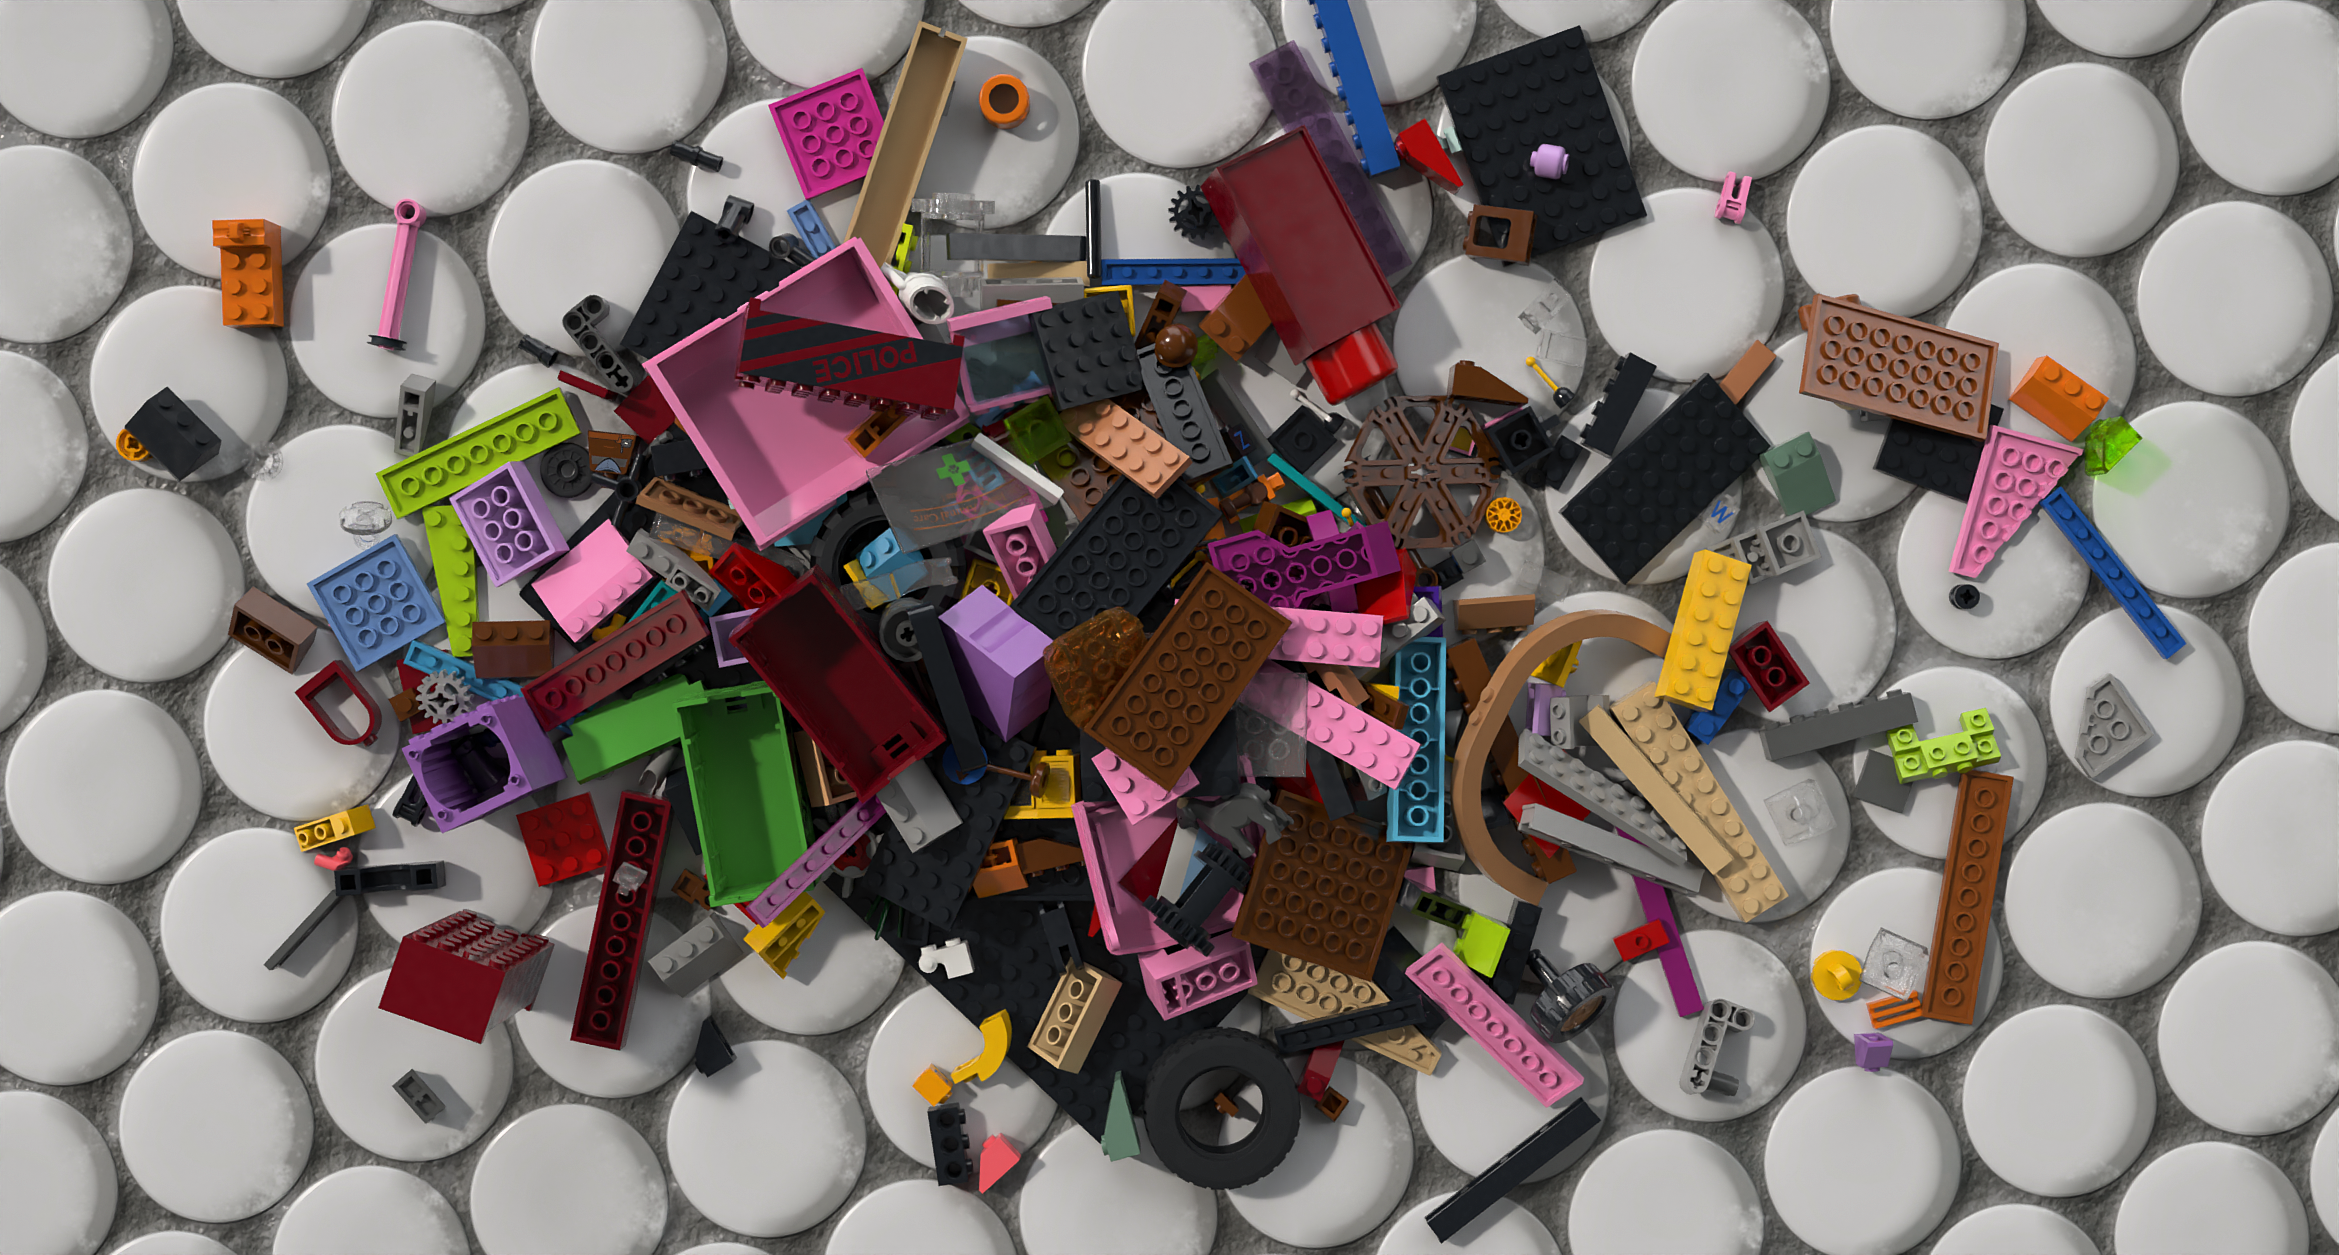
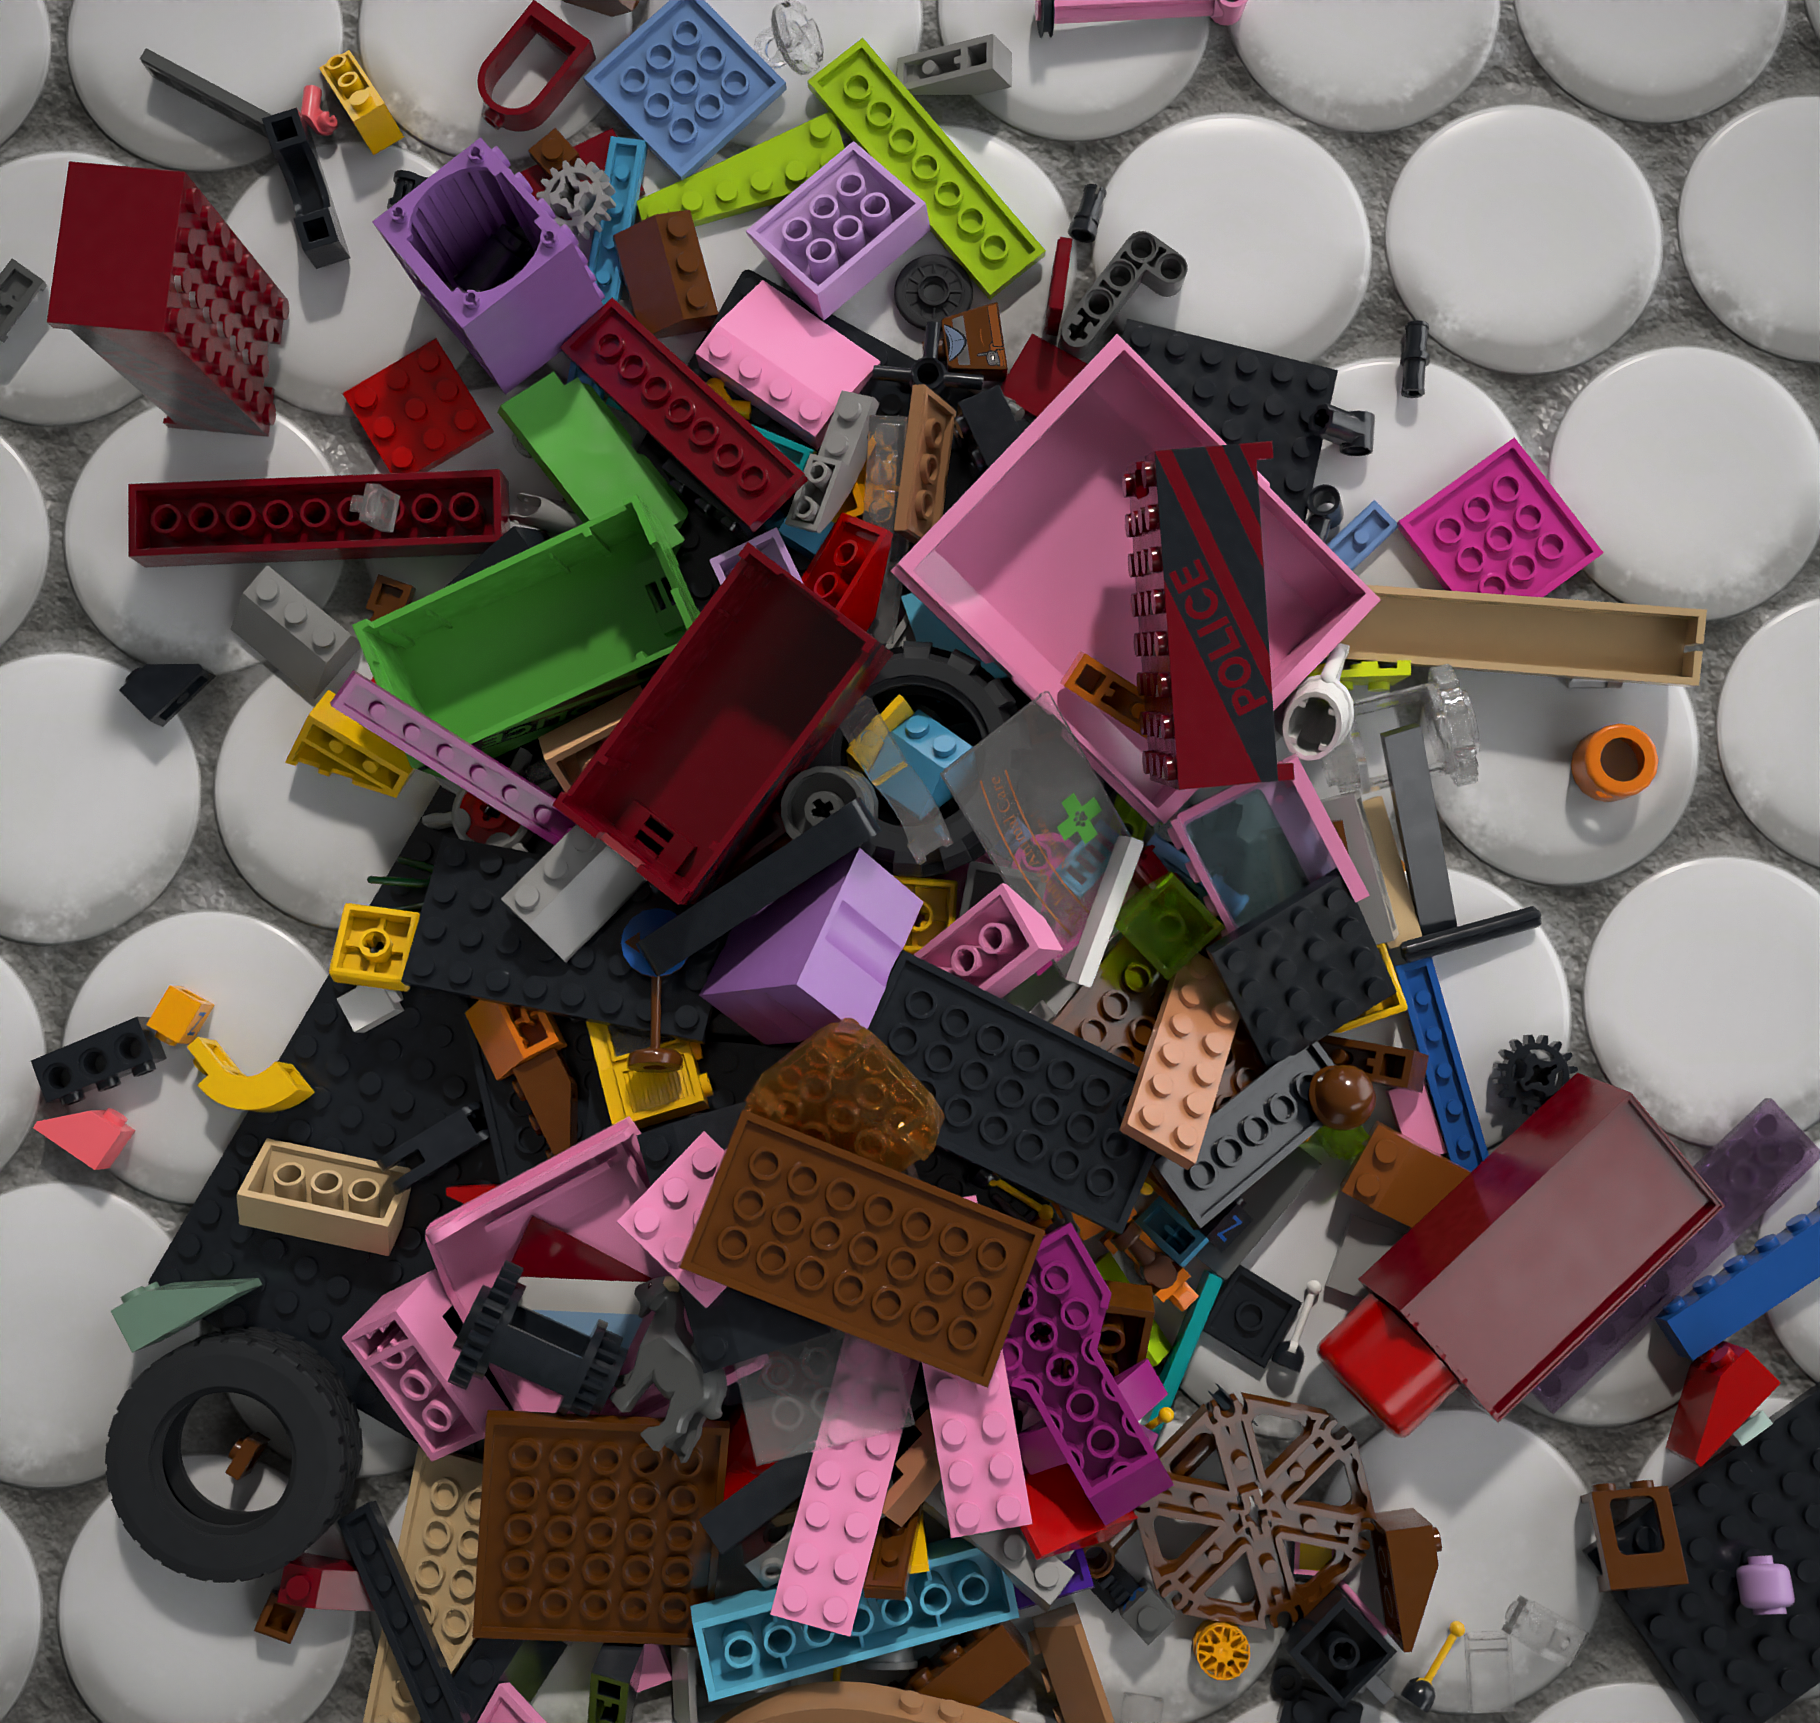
camera: 75 degrees right, 5 degrees down
(908, 952) = (363, 928): none -> yellow brick

